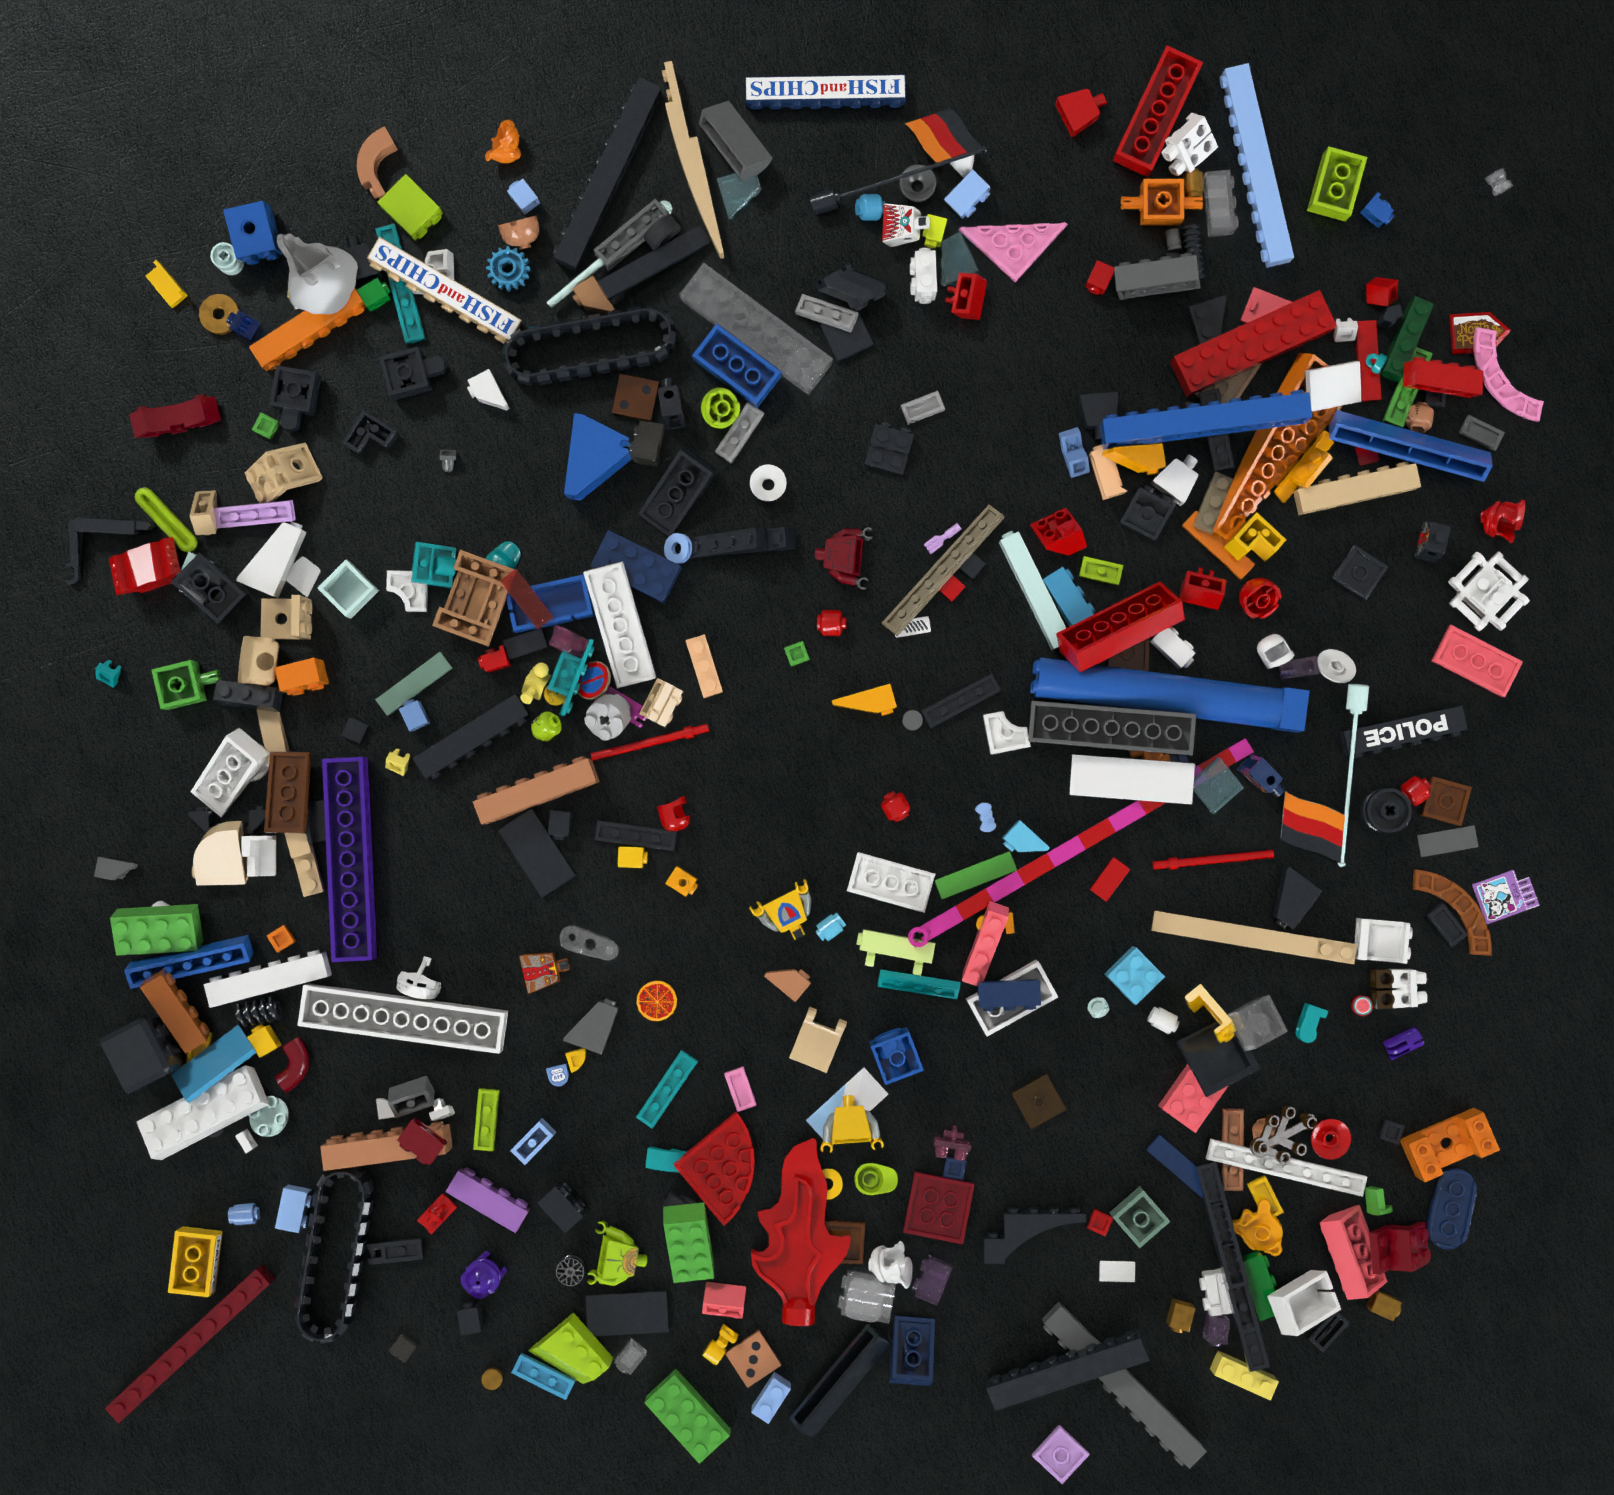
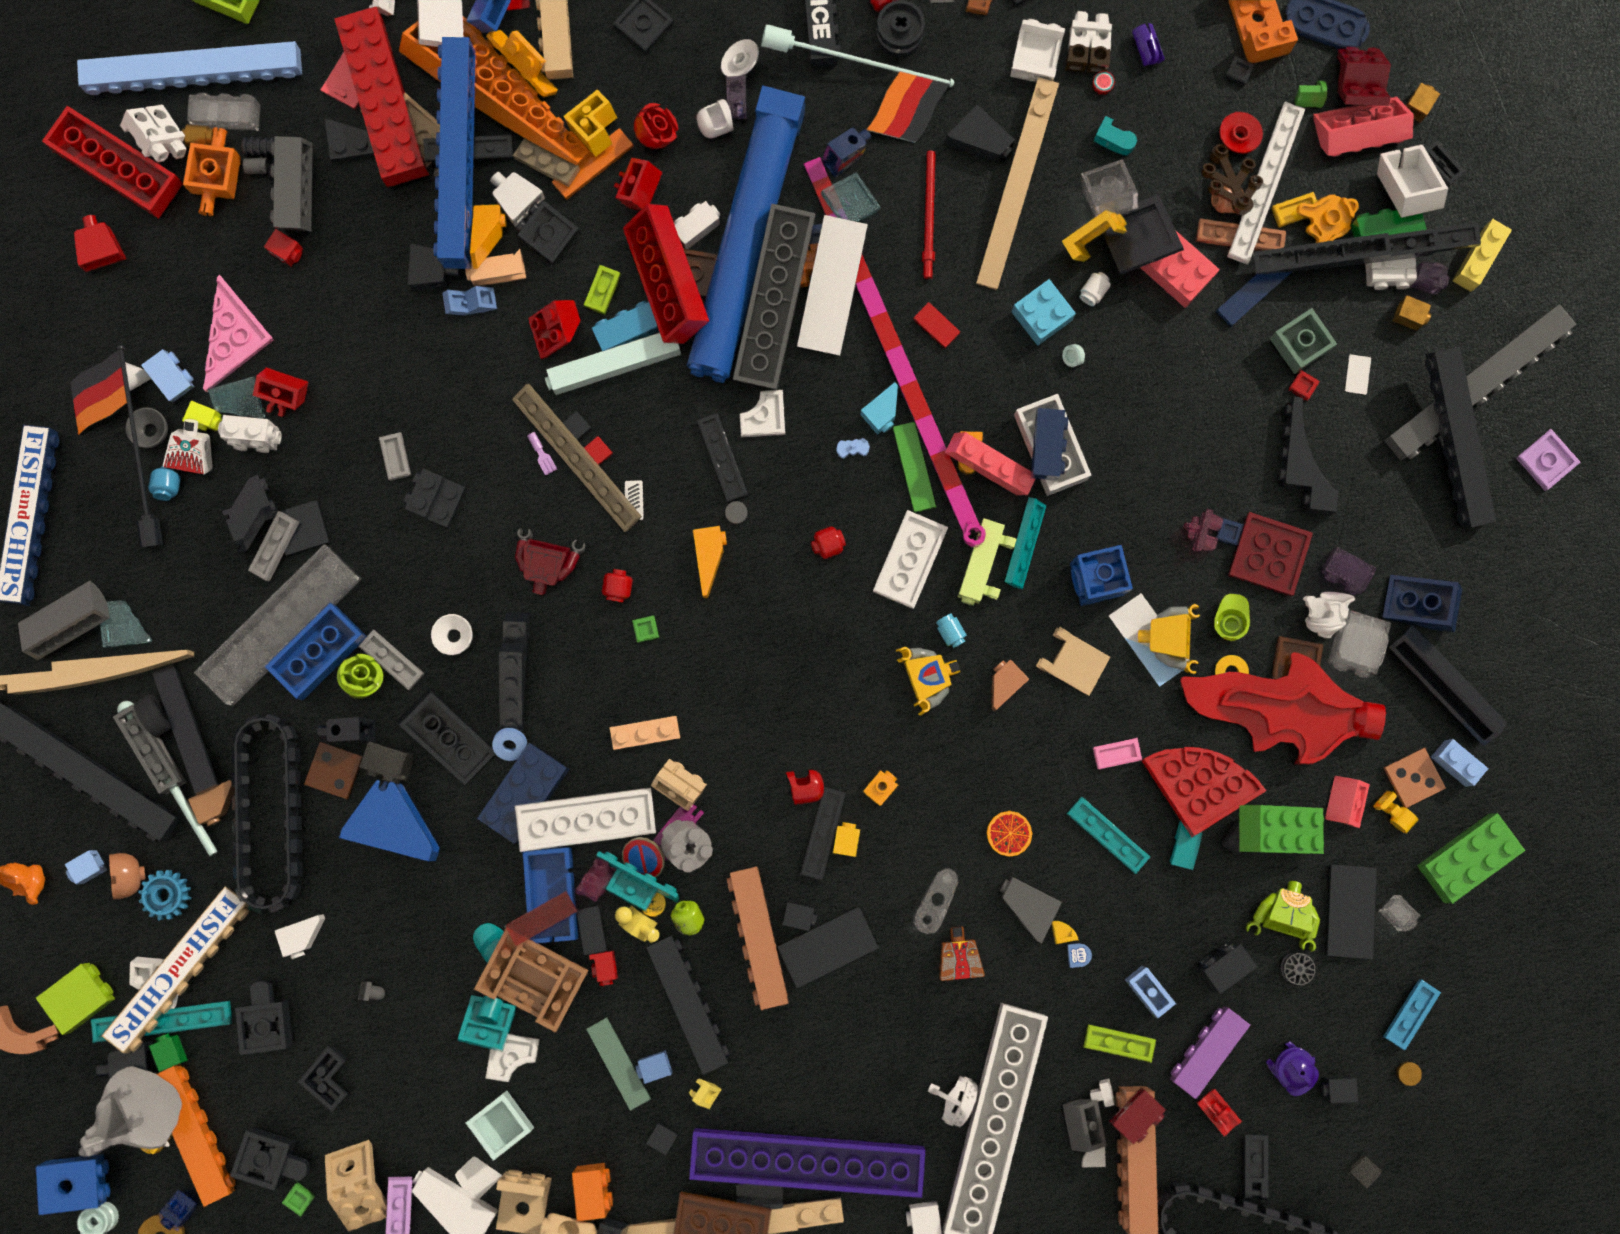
camera: 90 degrees left, 5 degrees down
(573, 1350) = (1387, 976): lime wedge -> none
(688, 732) = (716, 760): red bar -> none
(1038, 1101) = (1166, 432): dark brown plate -> none

